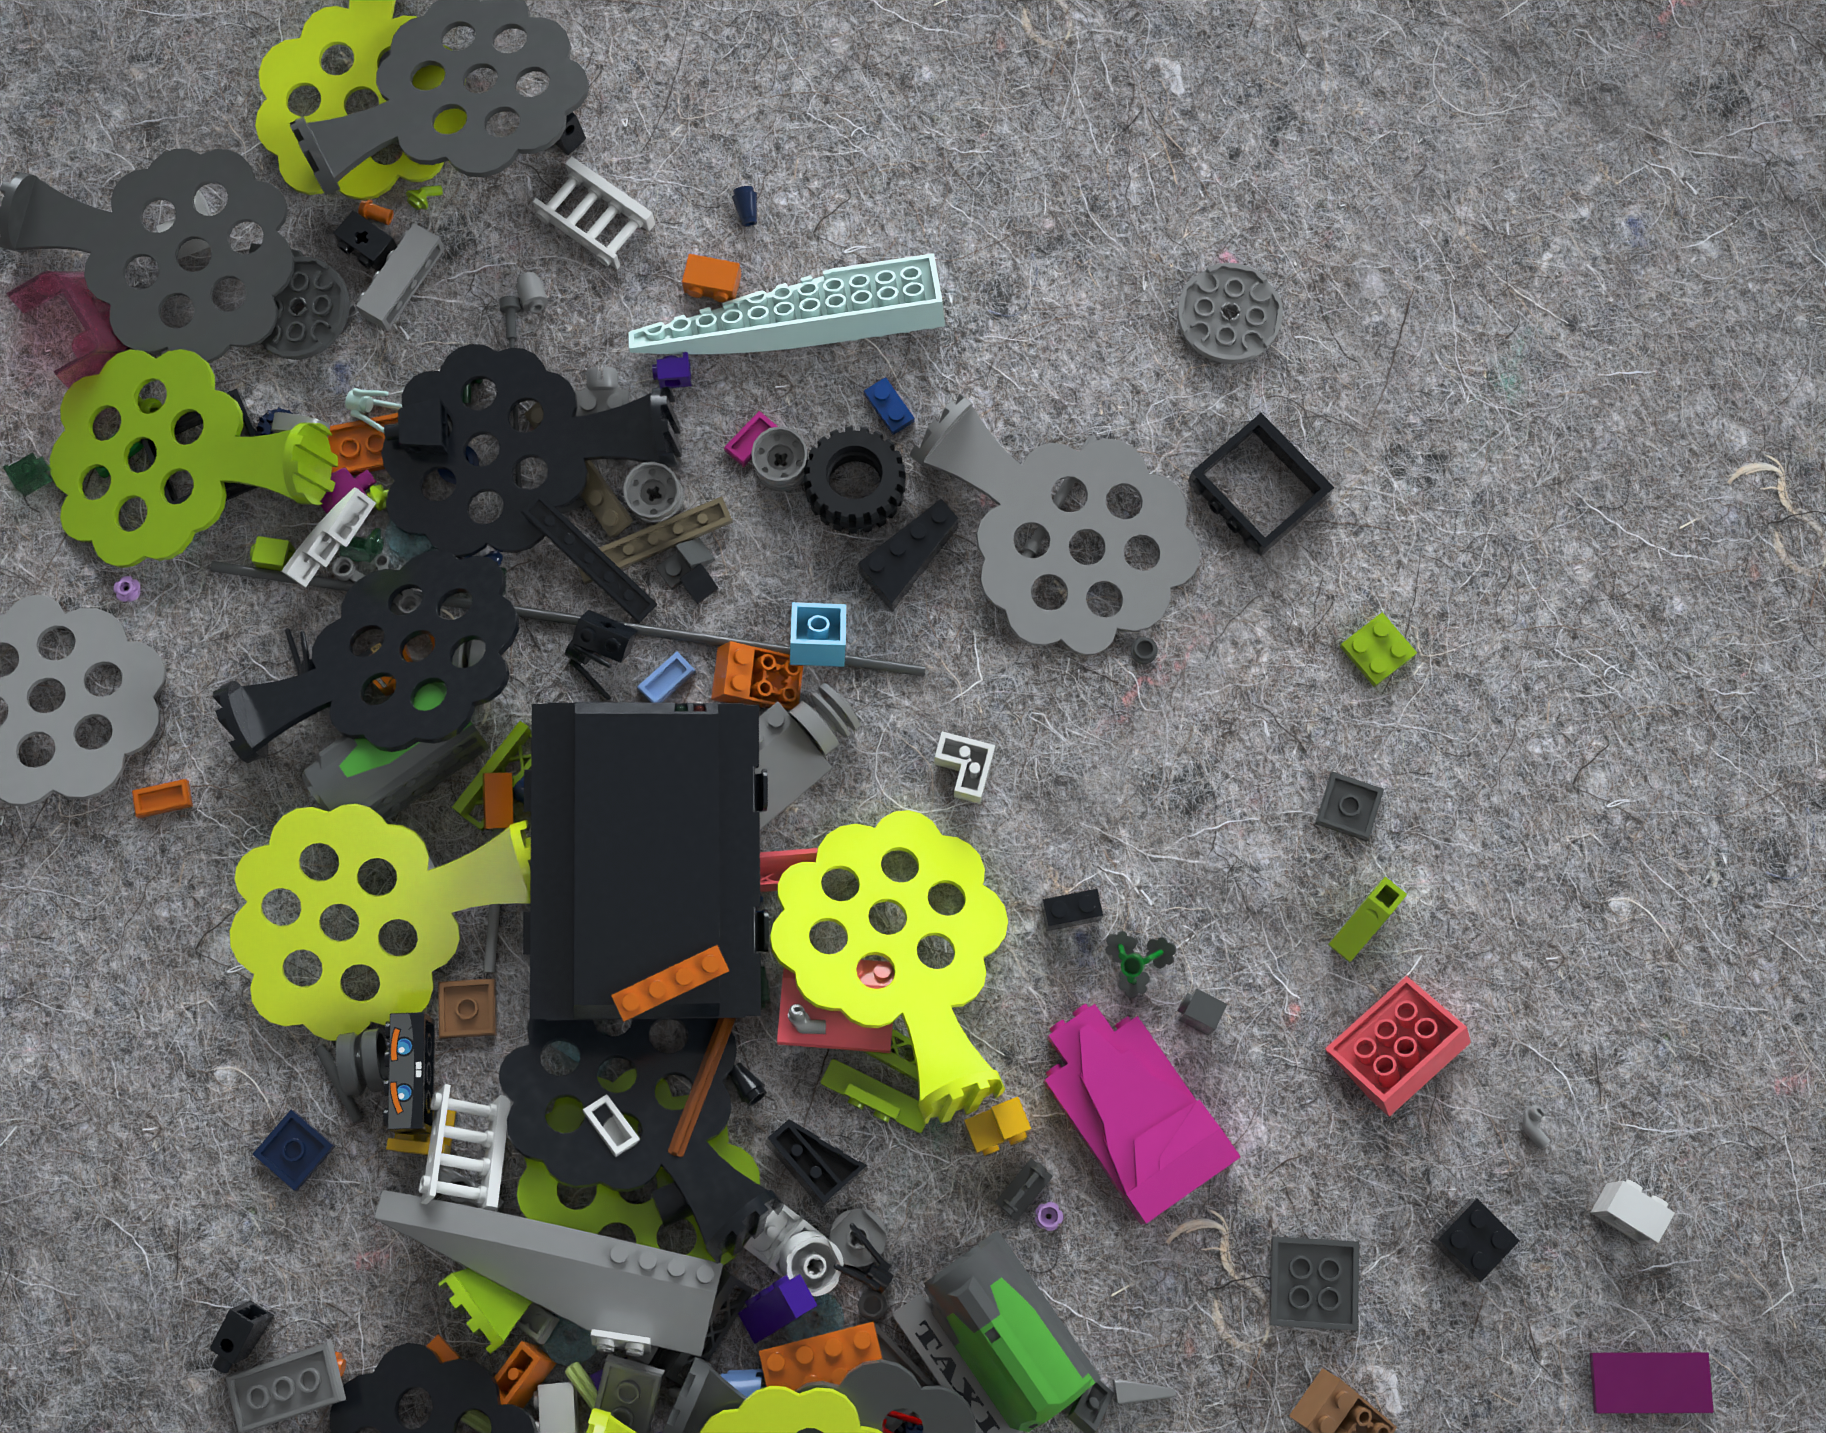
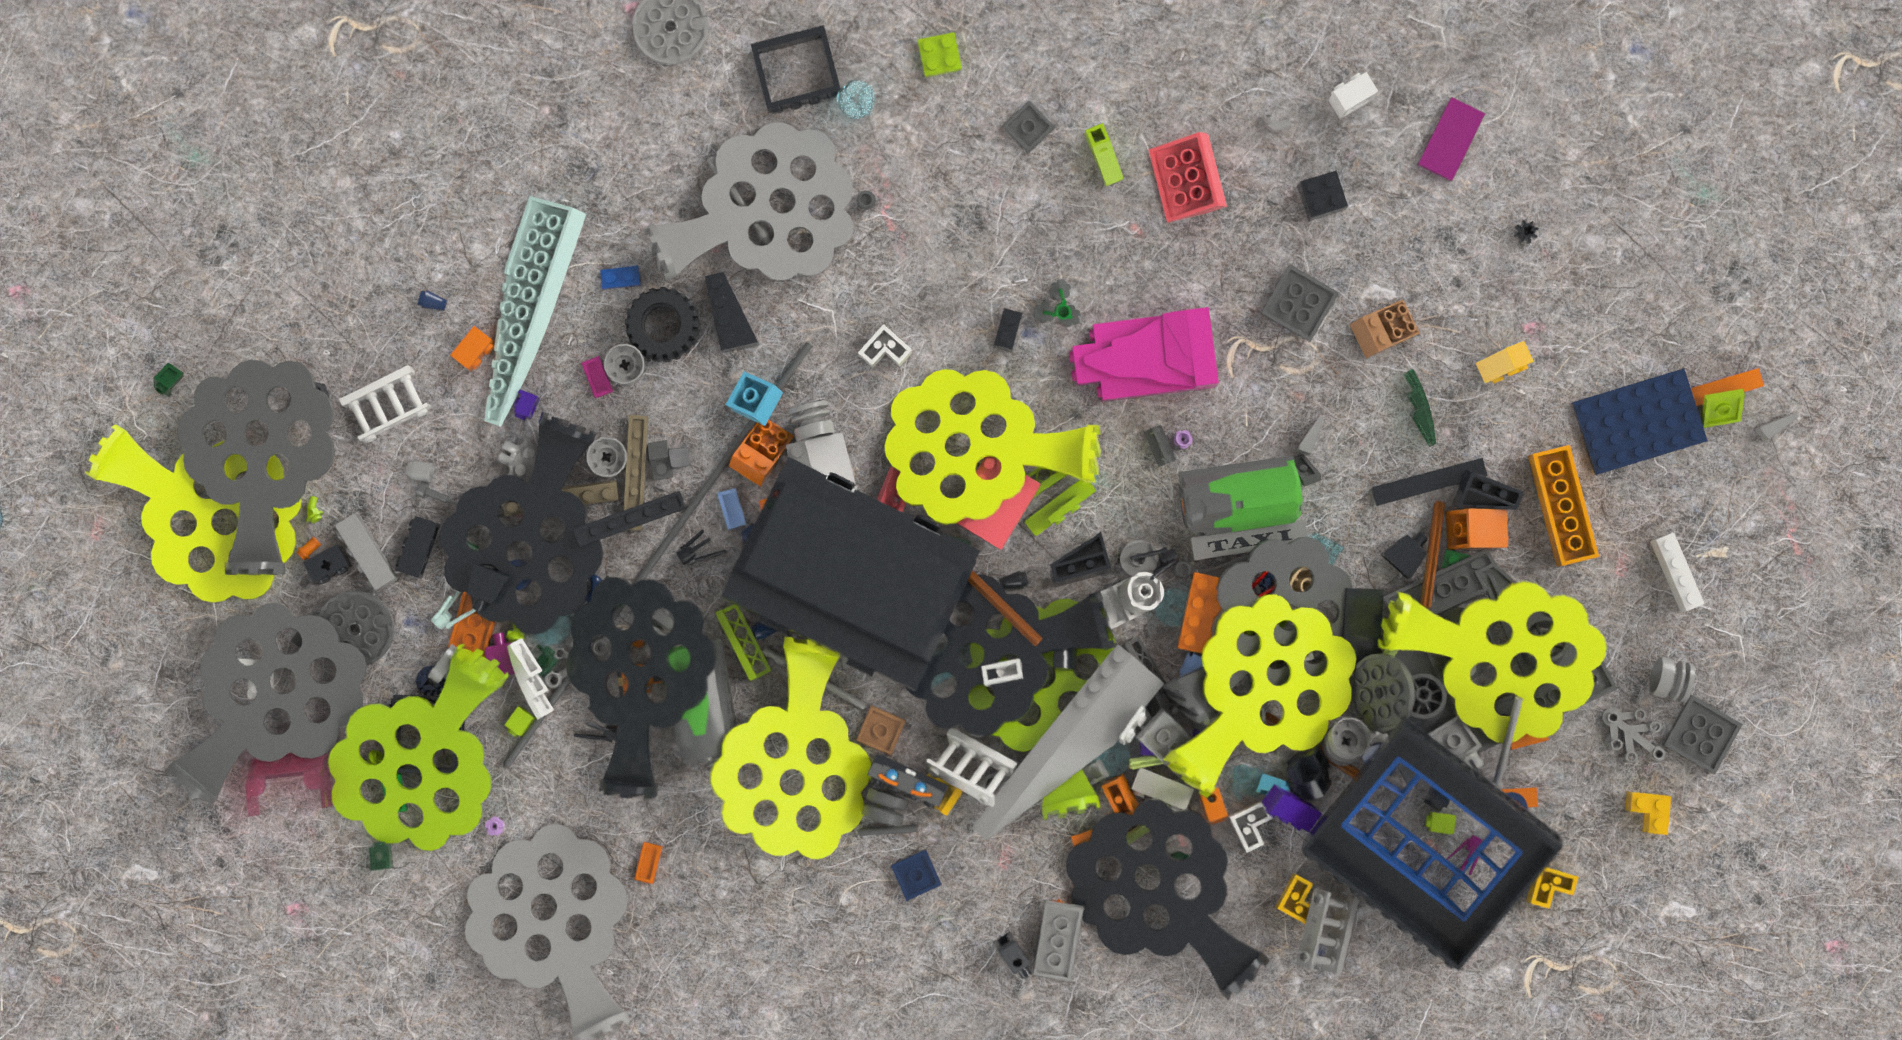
camera: 65 degrees left, 10 degrees up
(434, 332) = (417, 547): none -> black brick
(497, 800) = (760, 650): orange tile -> none
(604, 636) = (686, 533): black brick -> none
(670, 983) = (937, 593): orange plate -> none
(776, 1307) = (1158, 625): dark purple brick -> none
(803, 1022) = (997, 527): light grey arm -> none
(998, 1125) = (1115, 441): yellow brick -> none
(1201, 1011) = (1109, 284): dark grey brick -> none
(1270, 559) = (864, 105): none -> clear light blue plate

